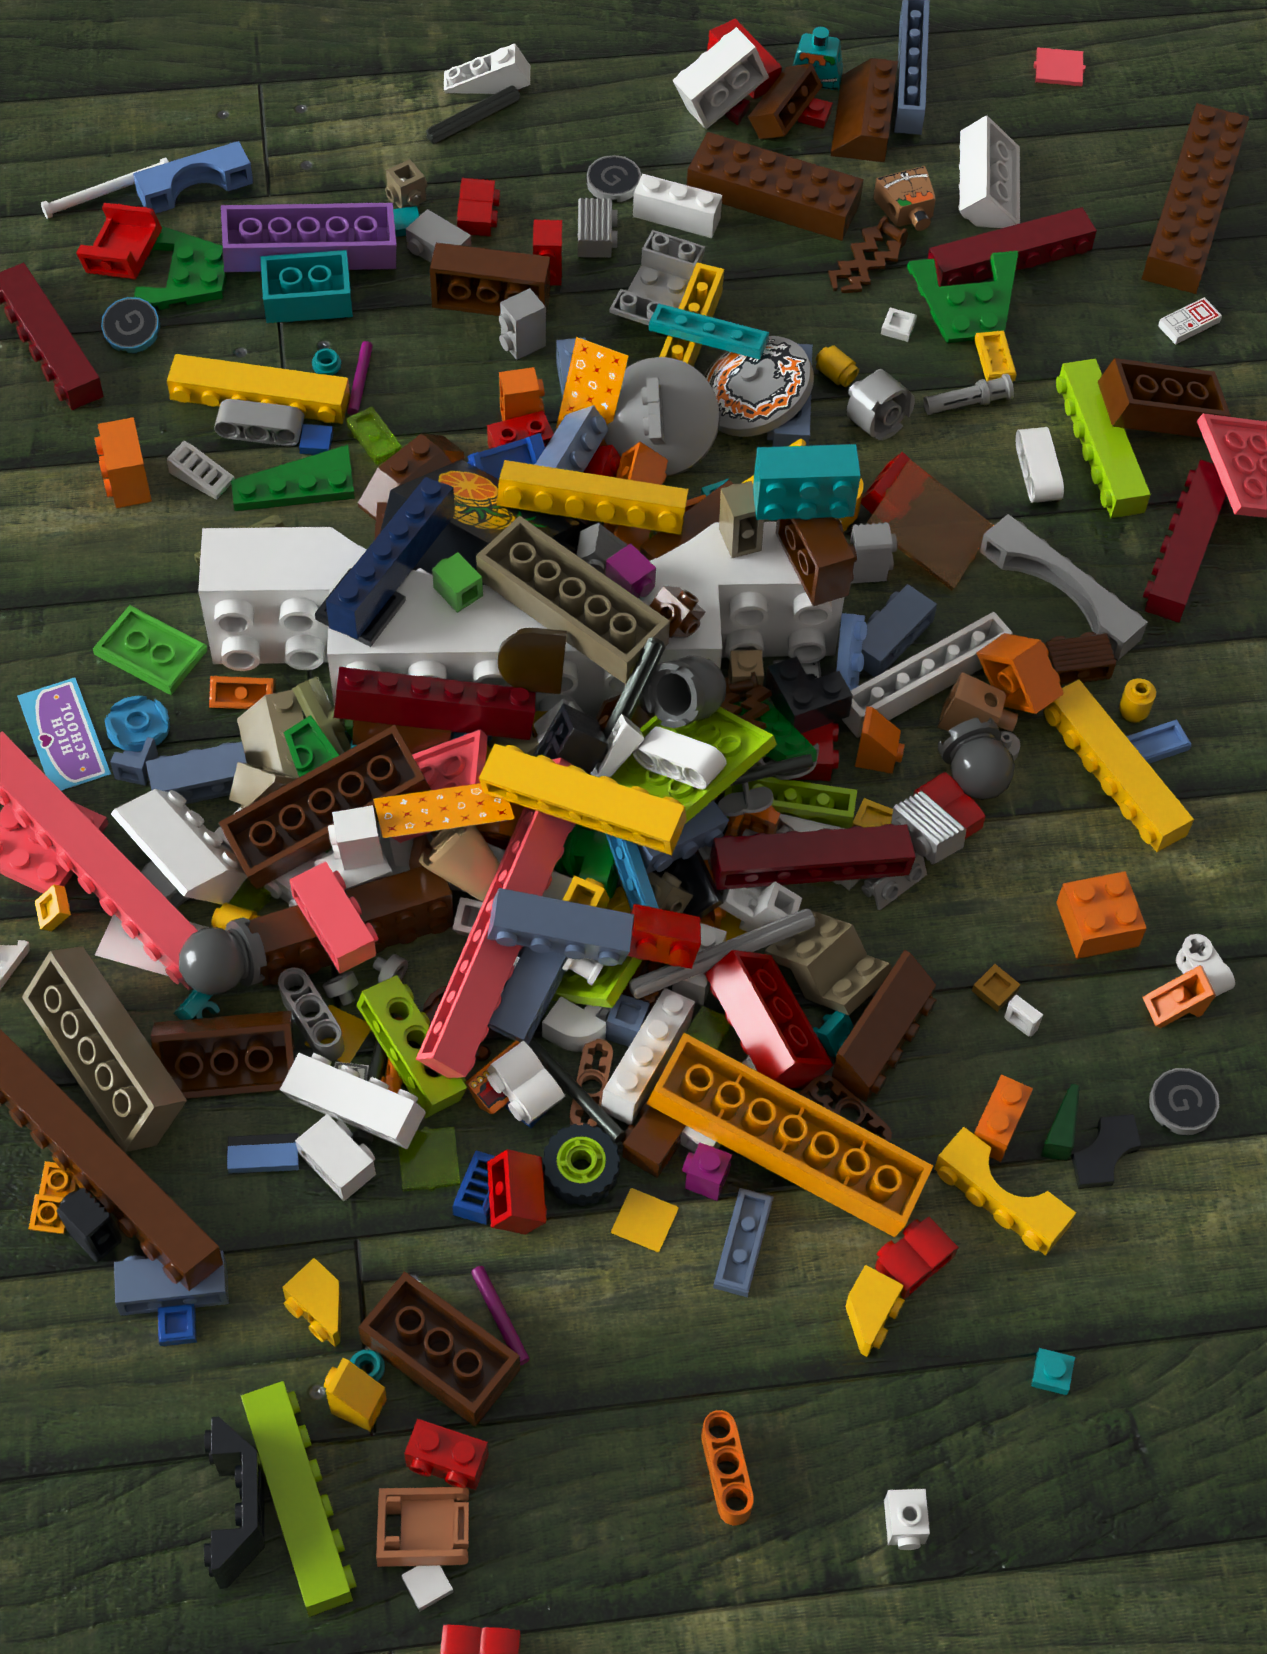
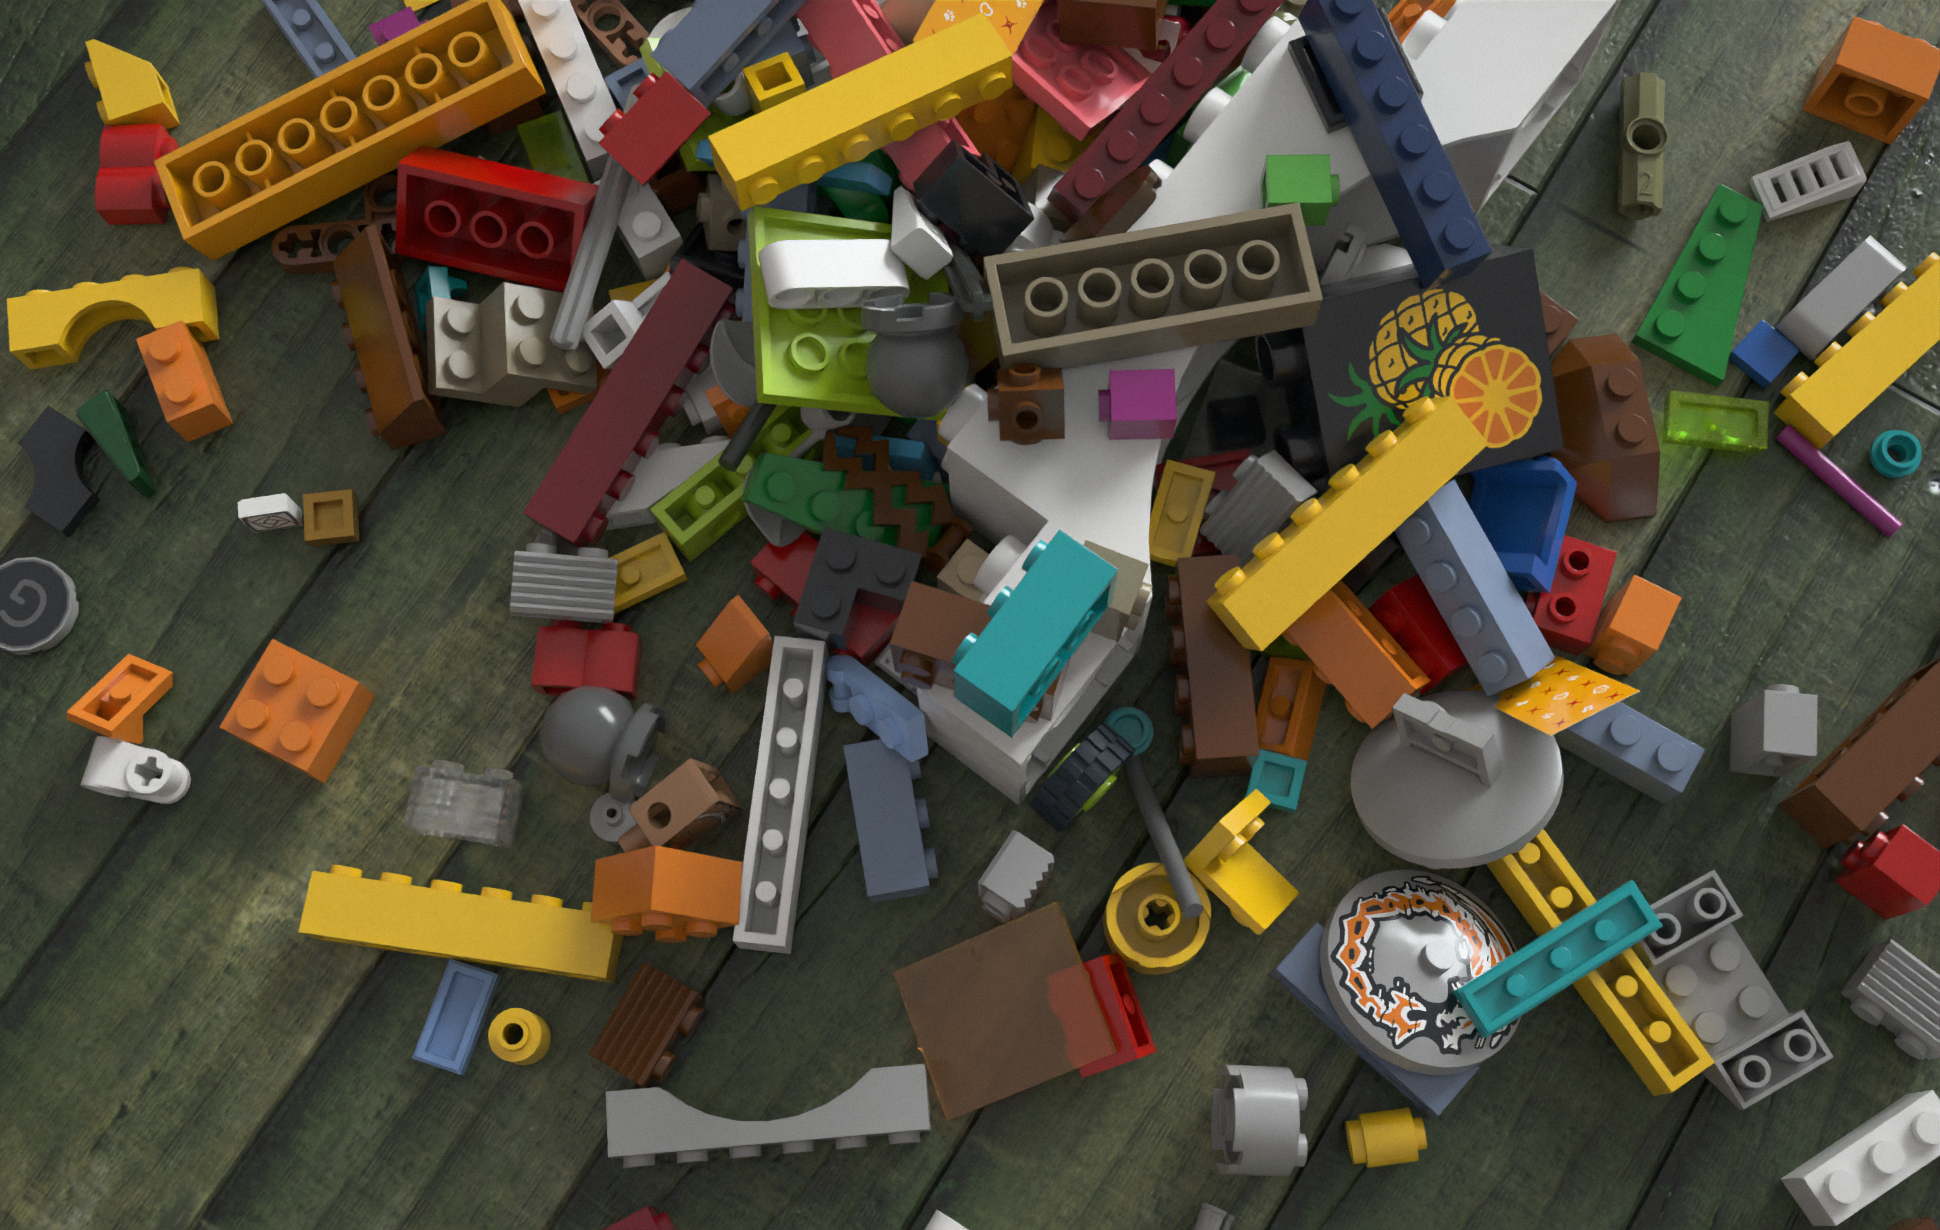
camera: 135 degrees right, 15 degrees up
(1065, 808) = (465, 804): none -> clear brick

